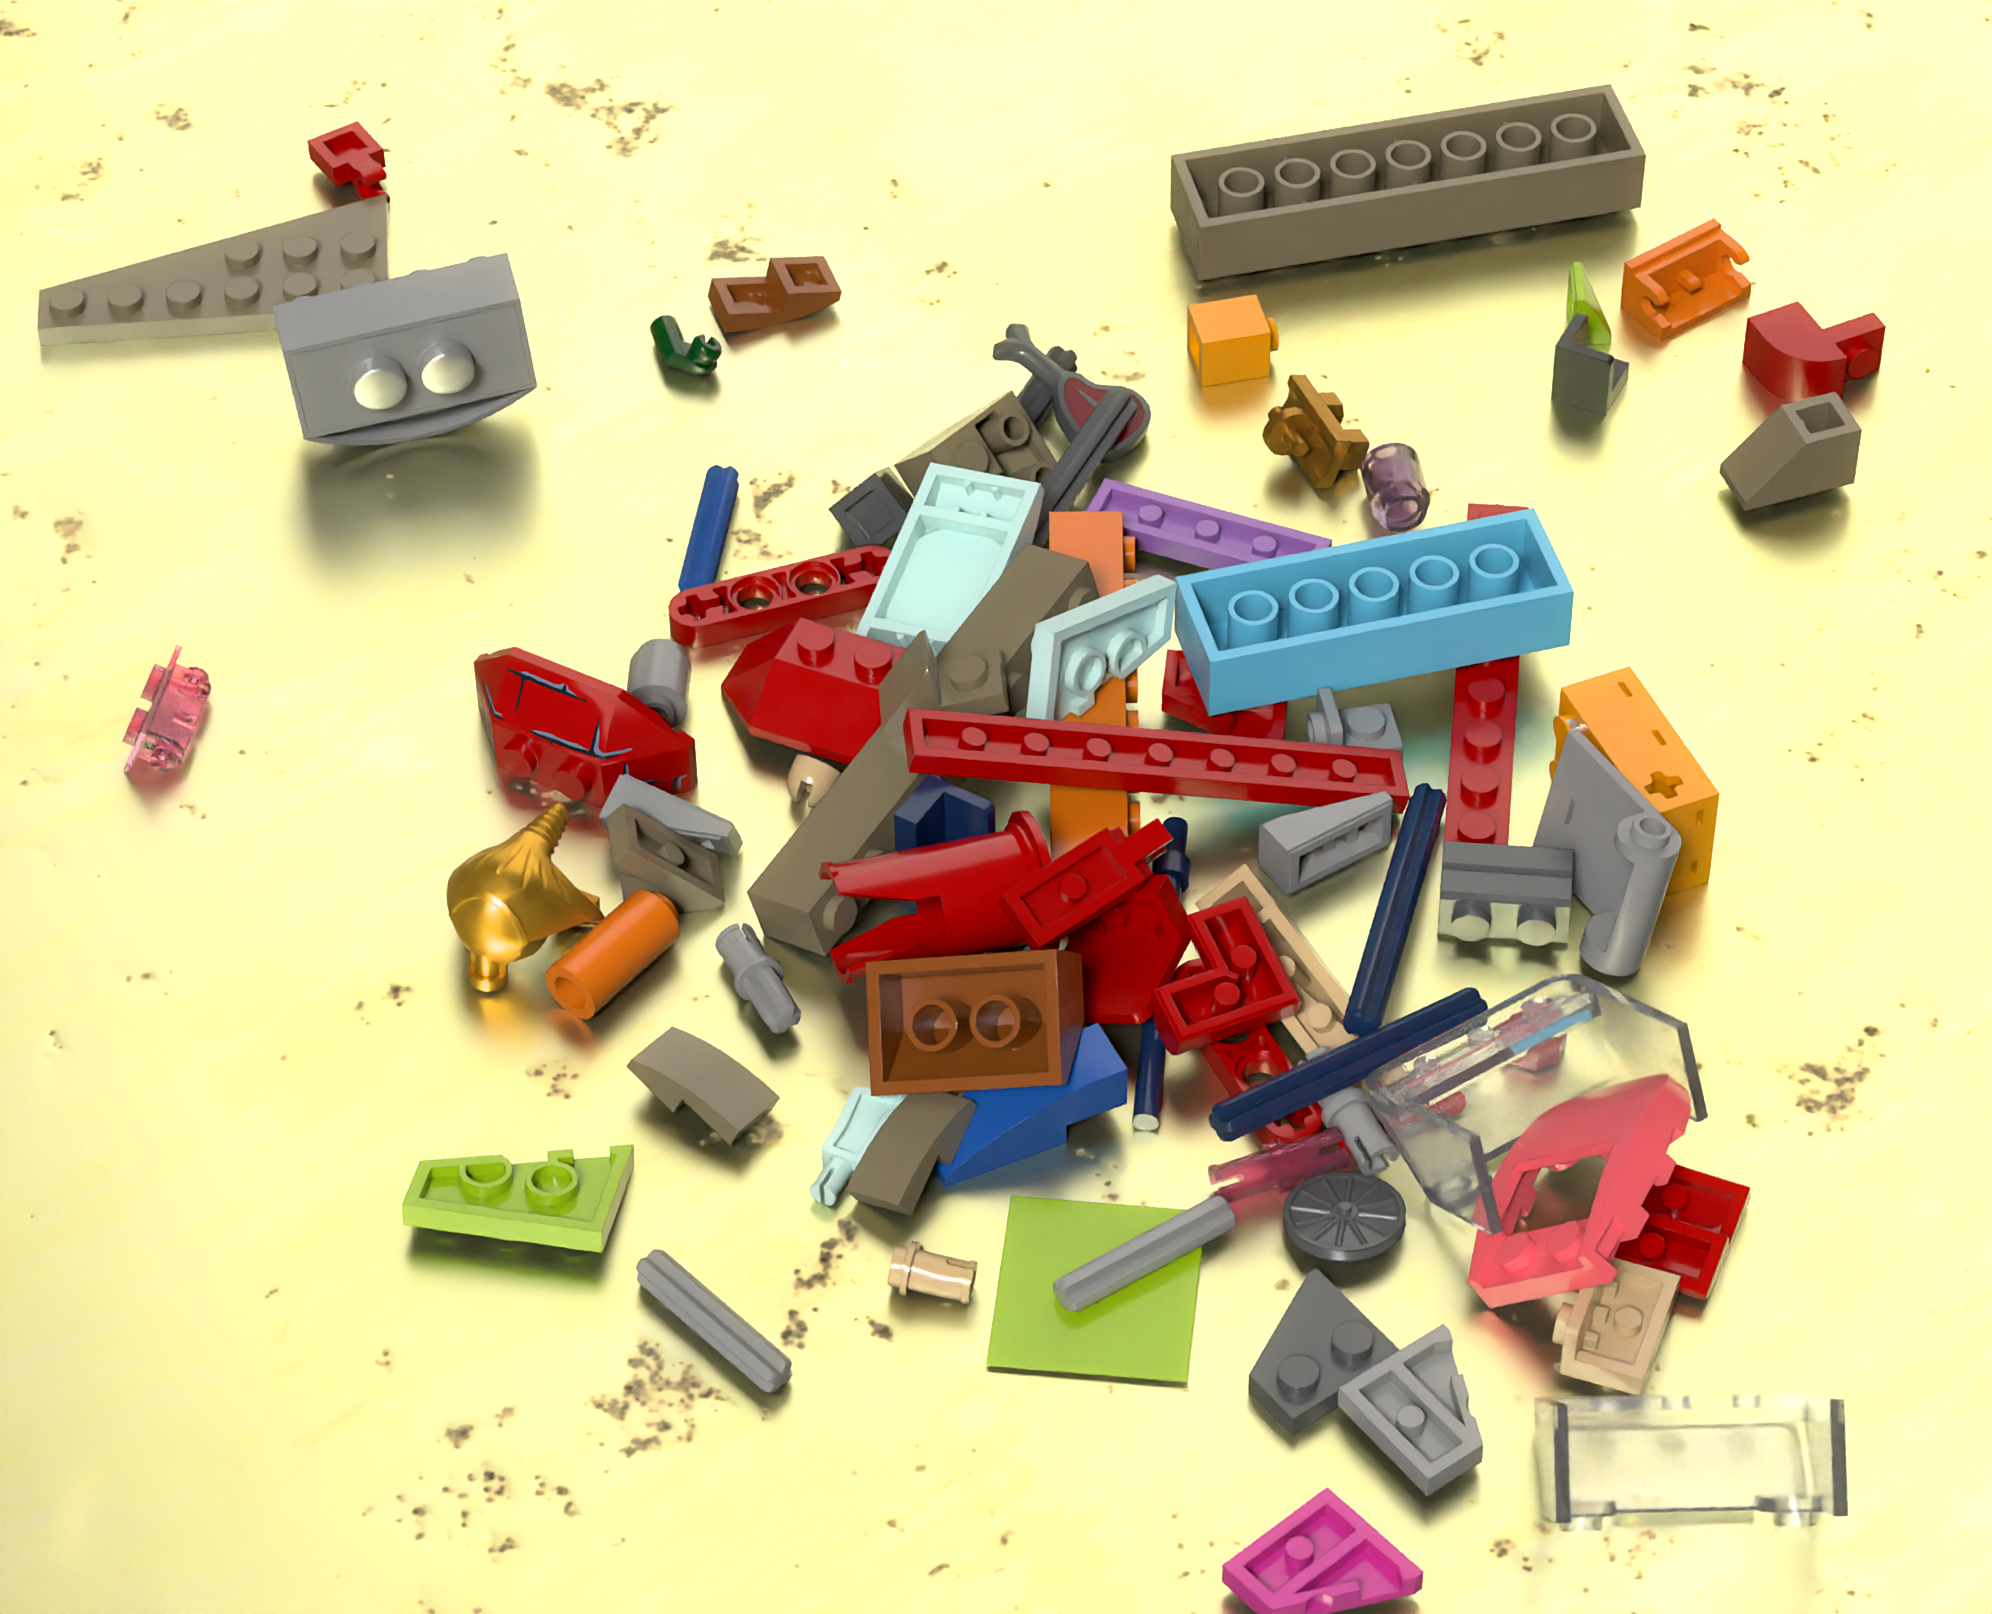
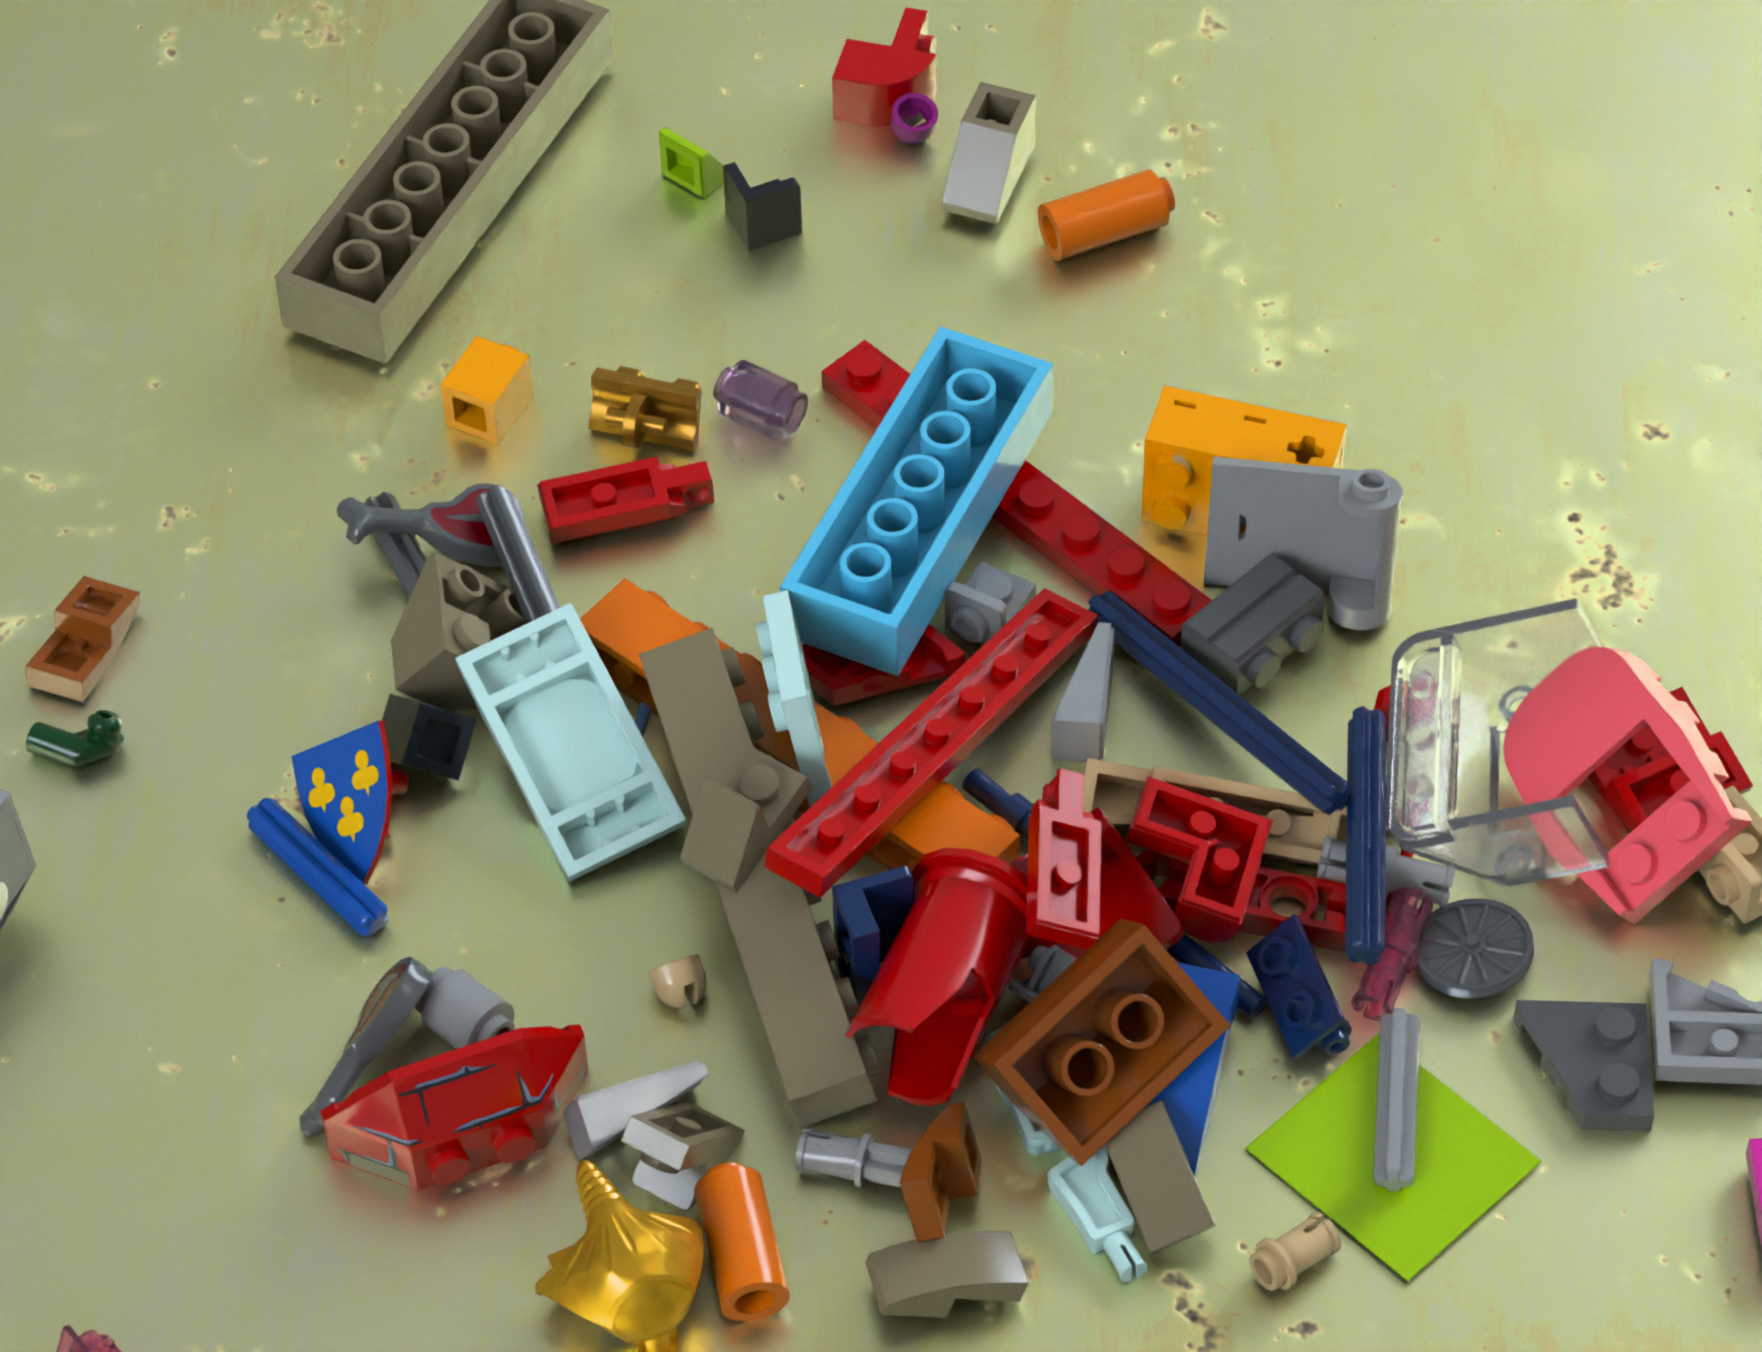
camera: 50 degrees left, 5 degrees up
(603, 641) = (377, 1024): none -> dark grey piece
(777, 1013) = (940, 1169): none -> dark orange slope
(779, 510) = (349, 795): none -> blue shield
(781, 589) = (439, 861): red beam -> none
(811, 688) = (598, 906): red wedge -> none
(1163, 1143) = (1299, 991): none -> dark blue hinge
(1197, 531) = (689, 545): medium lavender plate -> none
(1216, 474) = (622, 497): none -> red hinge
(1684, 280) = (730, 88): orange hinge -> none
(1782, 388) = (910, 110): none -> magenta hinge
(1823, 559) = (1105, 214): none -> orange brick

